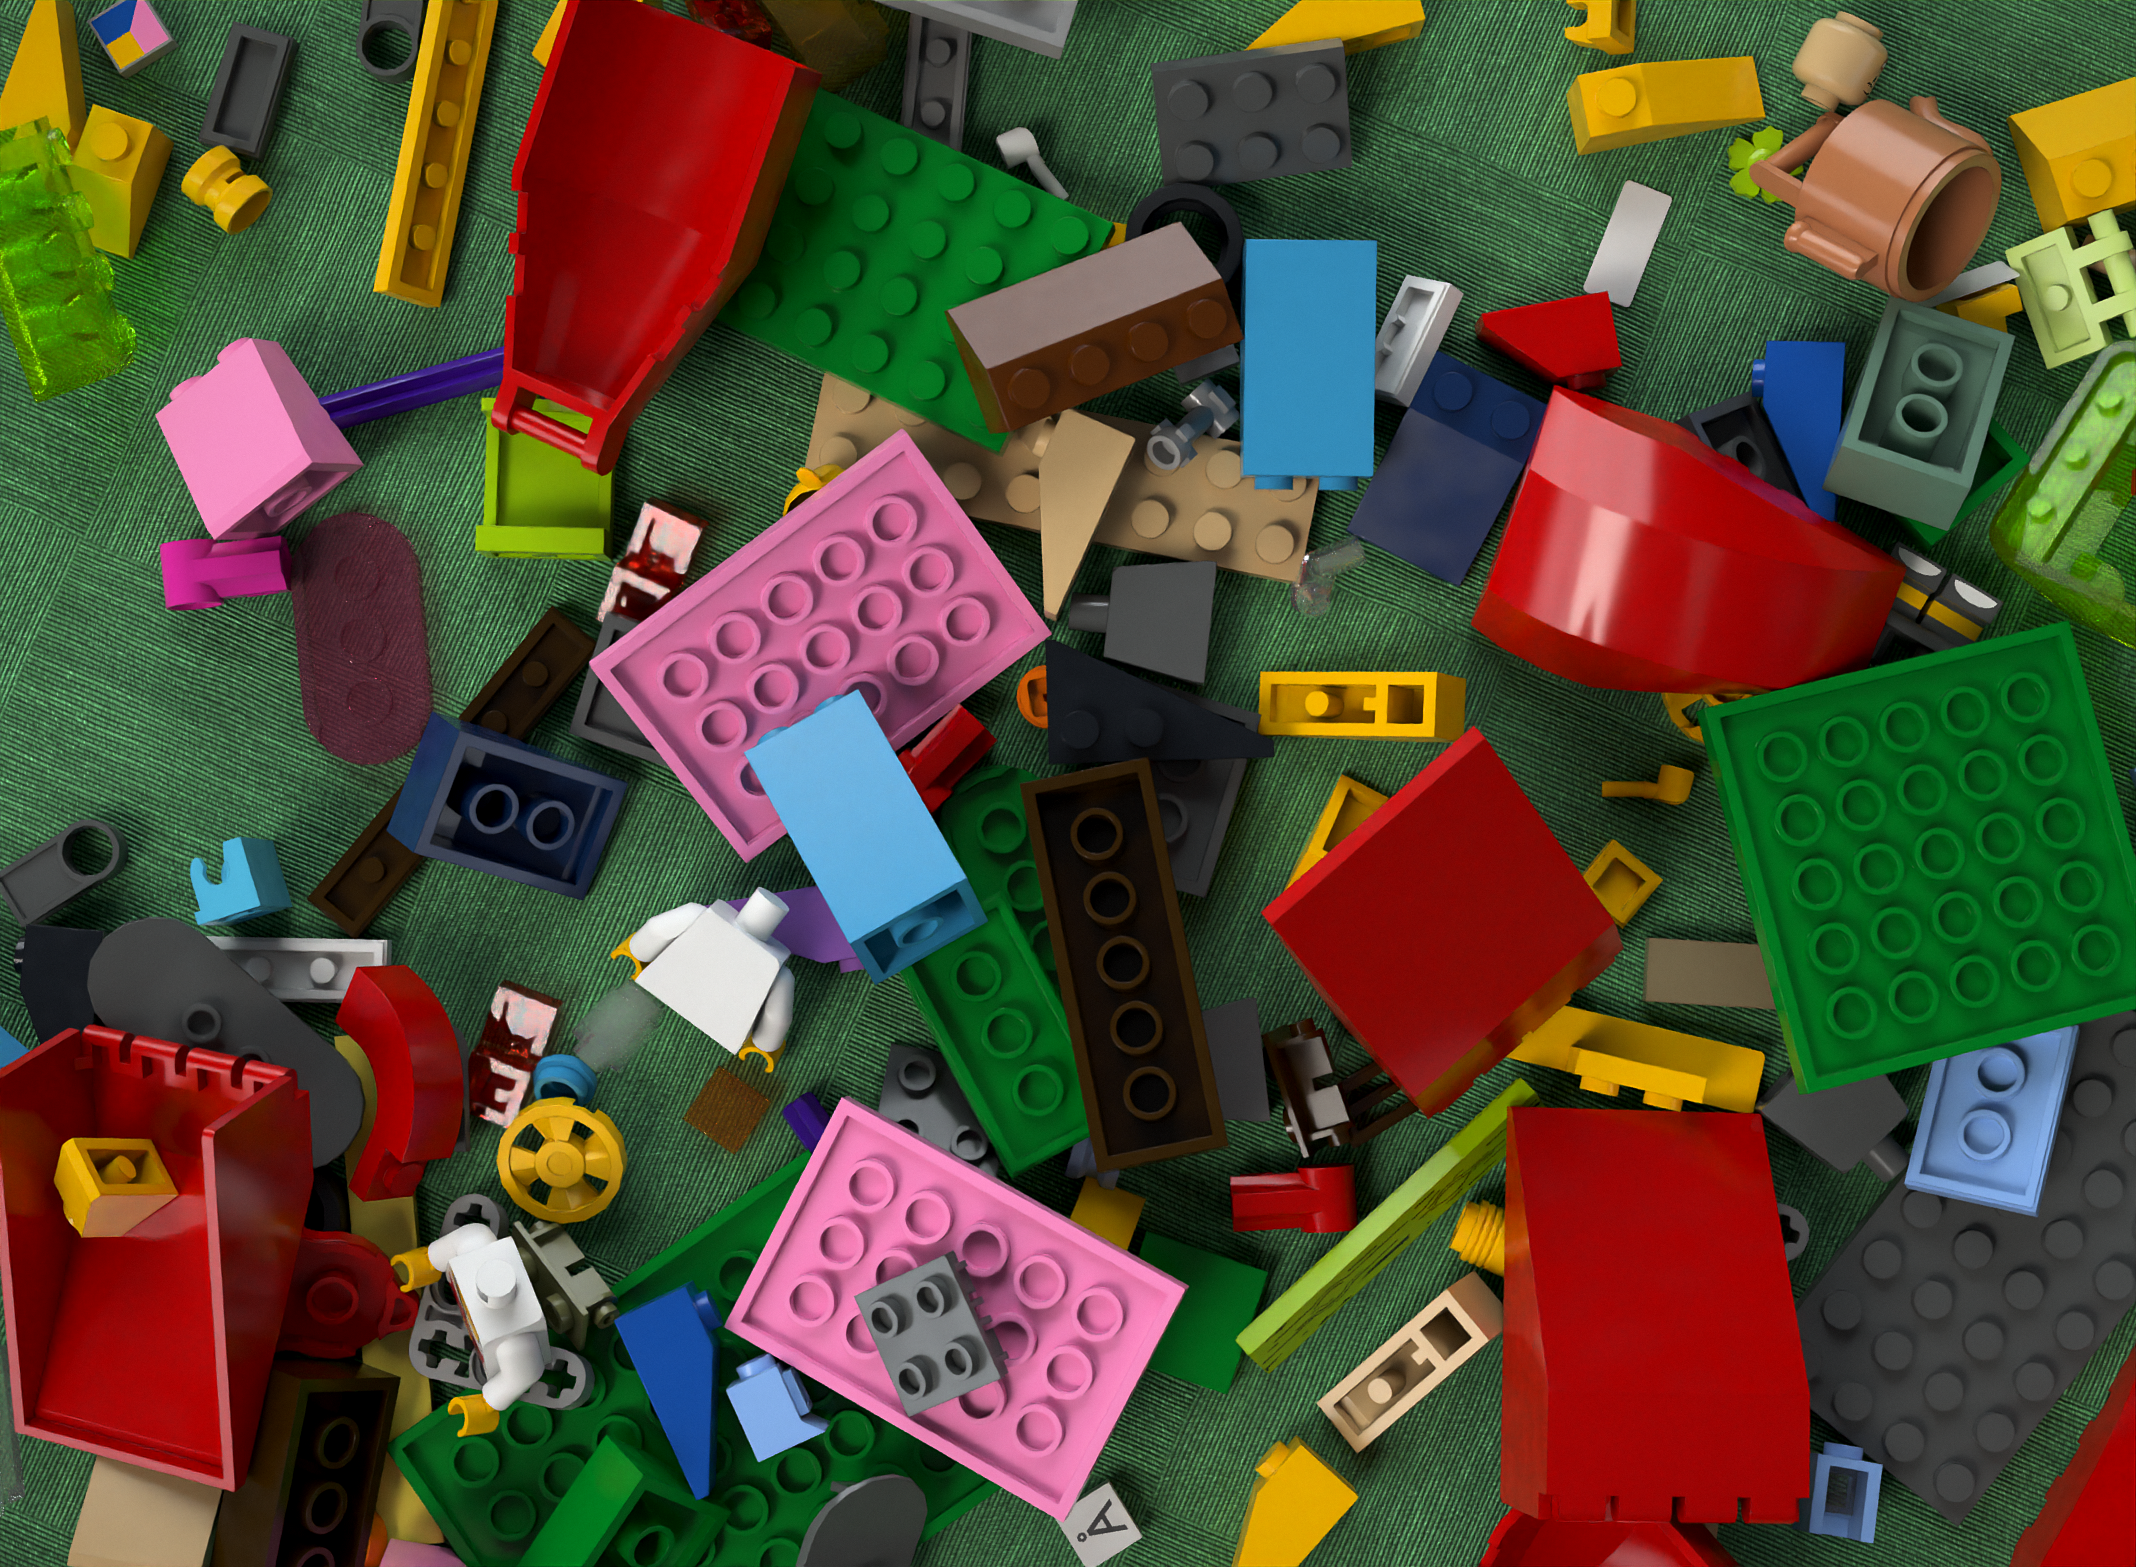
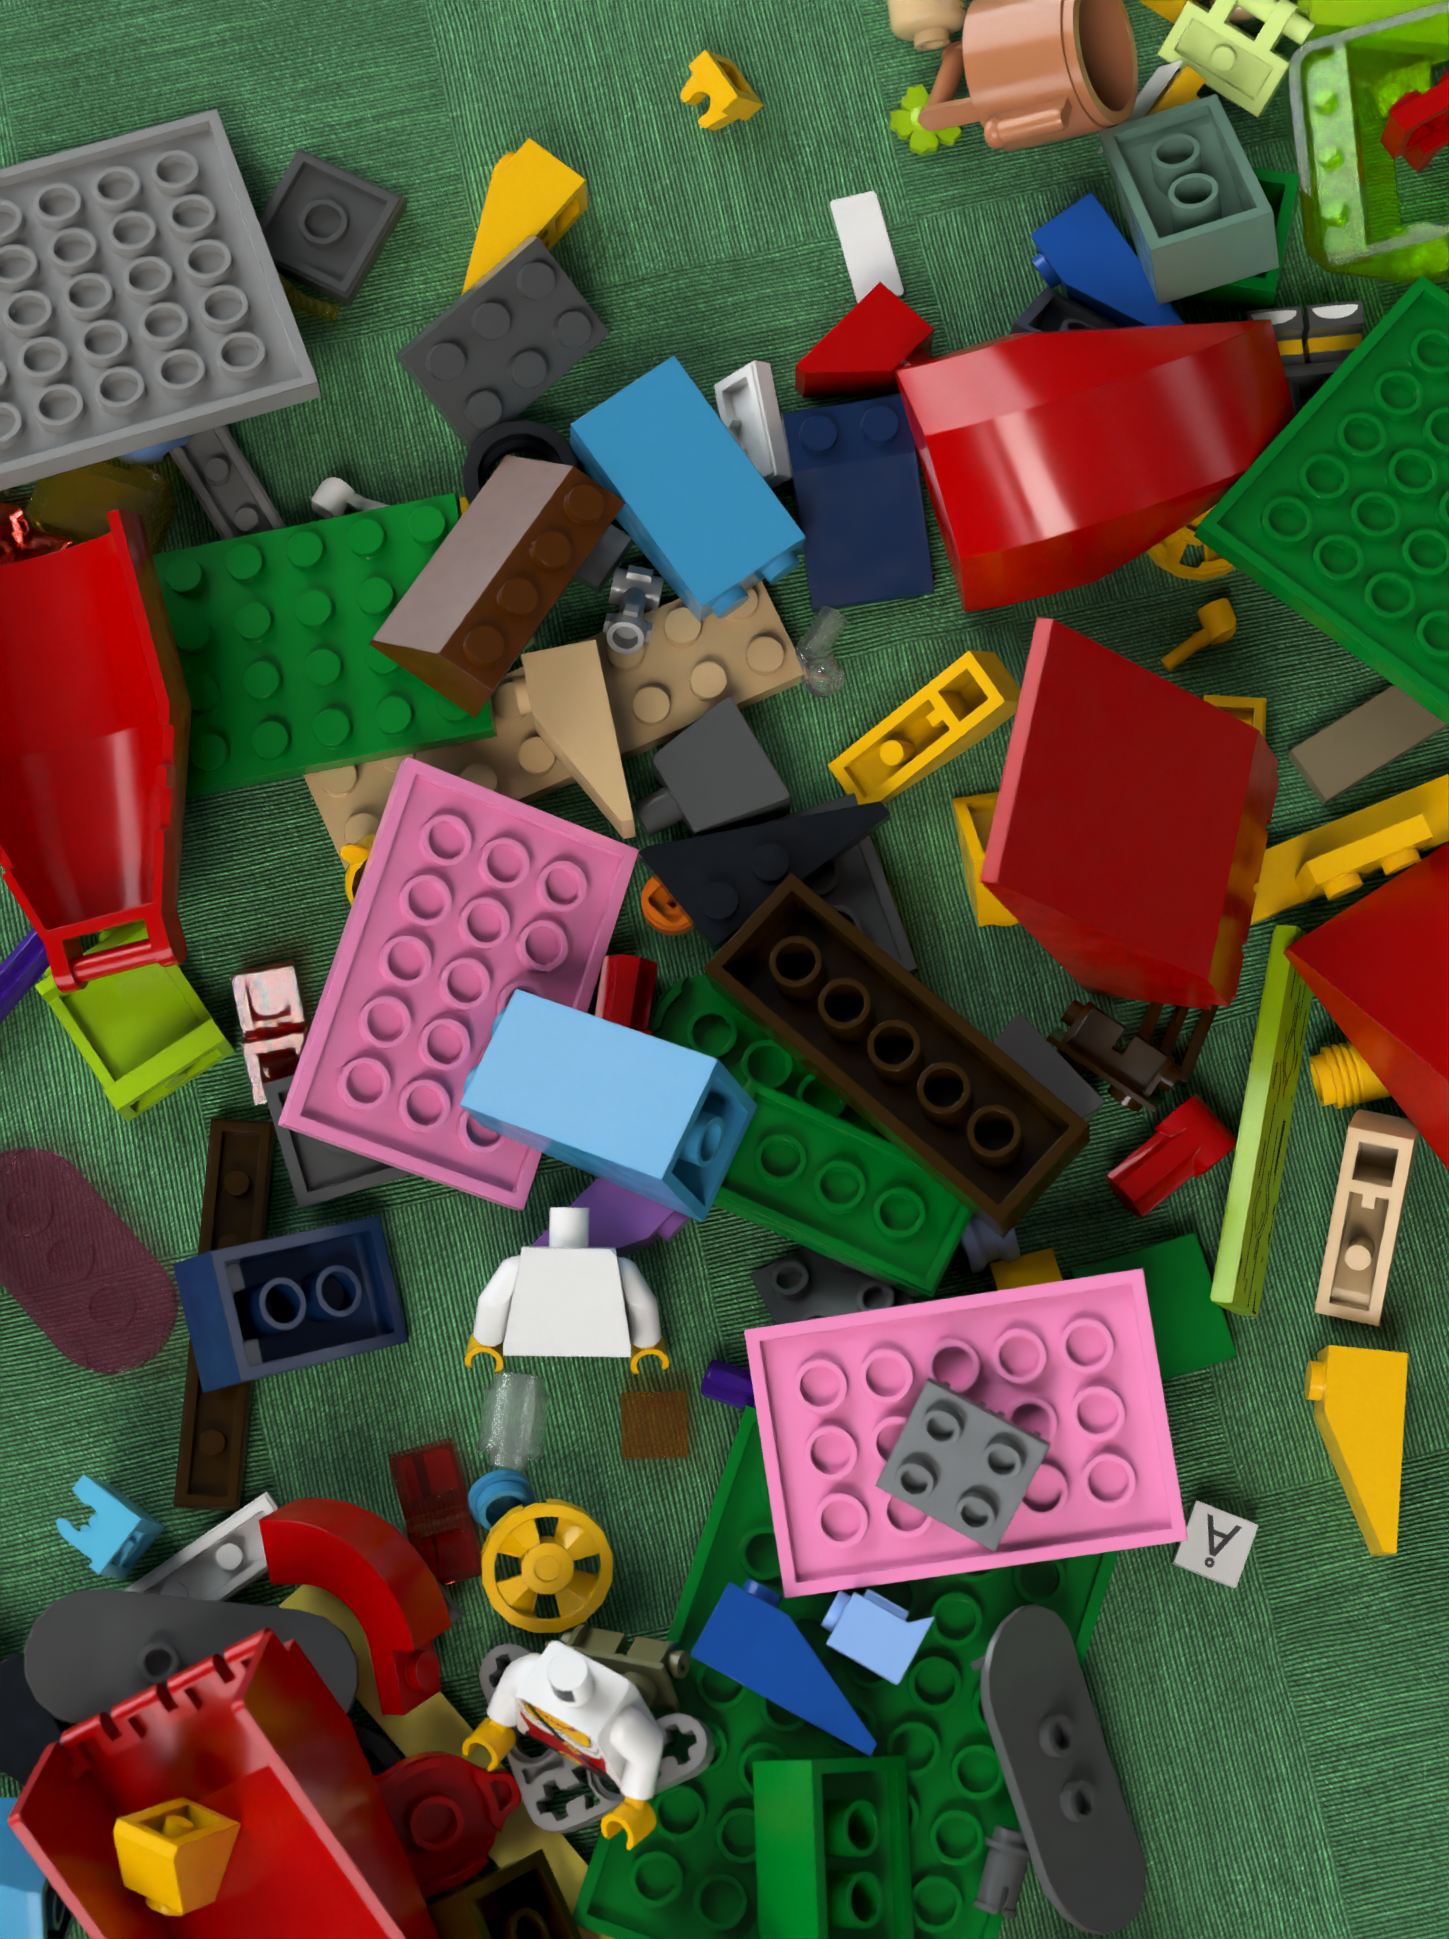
camera: 40 degrees left, 10 degrees down
(1662, 101) = (810, 125): yellow slope -> none

